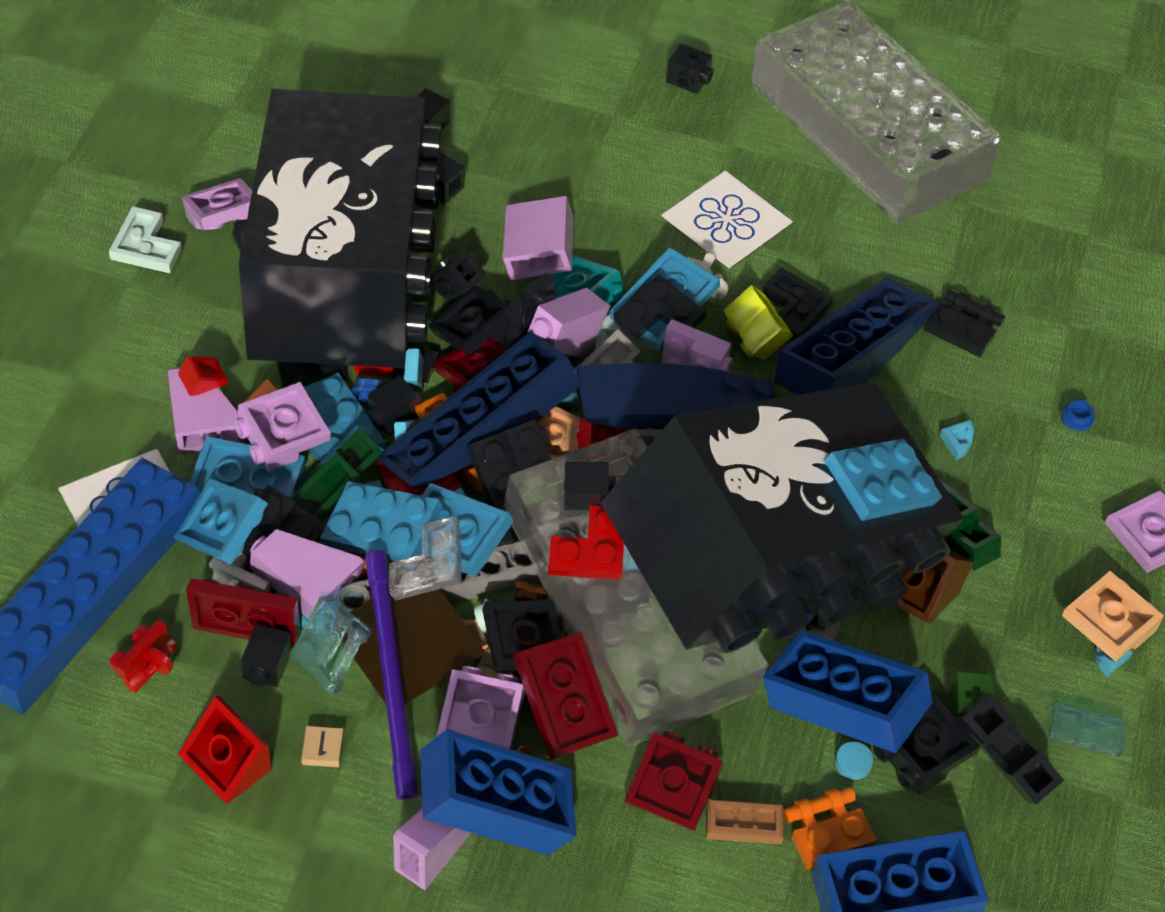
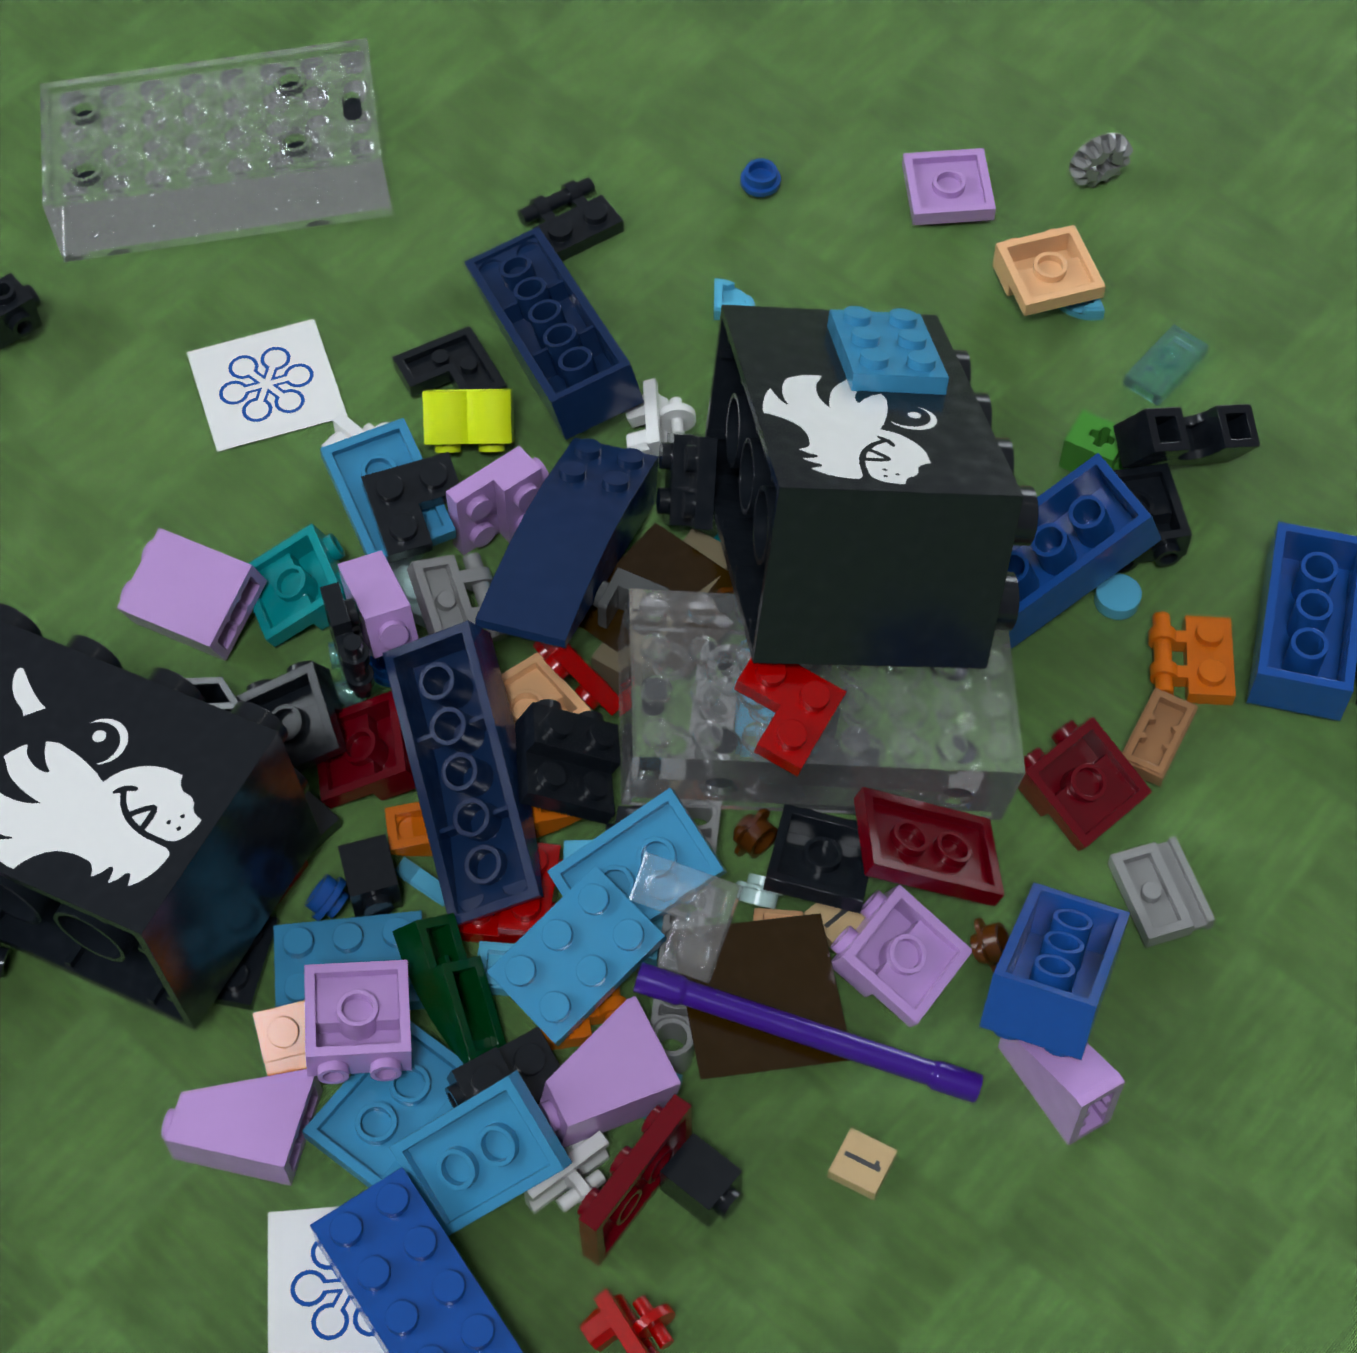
camera: 60 degrees left, 5 degrees up
(201, 374) = (204, 1095): red slope -> none
(226, 751) = (830, 1284): red slope -> none
(321, 639) = (714, 1093): clear light blue plate -> none
(414, 368) = (335, 825): medium azure tile -> none
(586, 484) = (712, 669): black brick -> none
(615, 862) = (1160, 891): none -> light grey plate

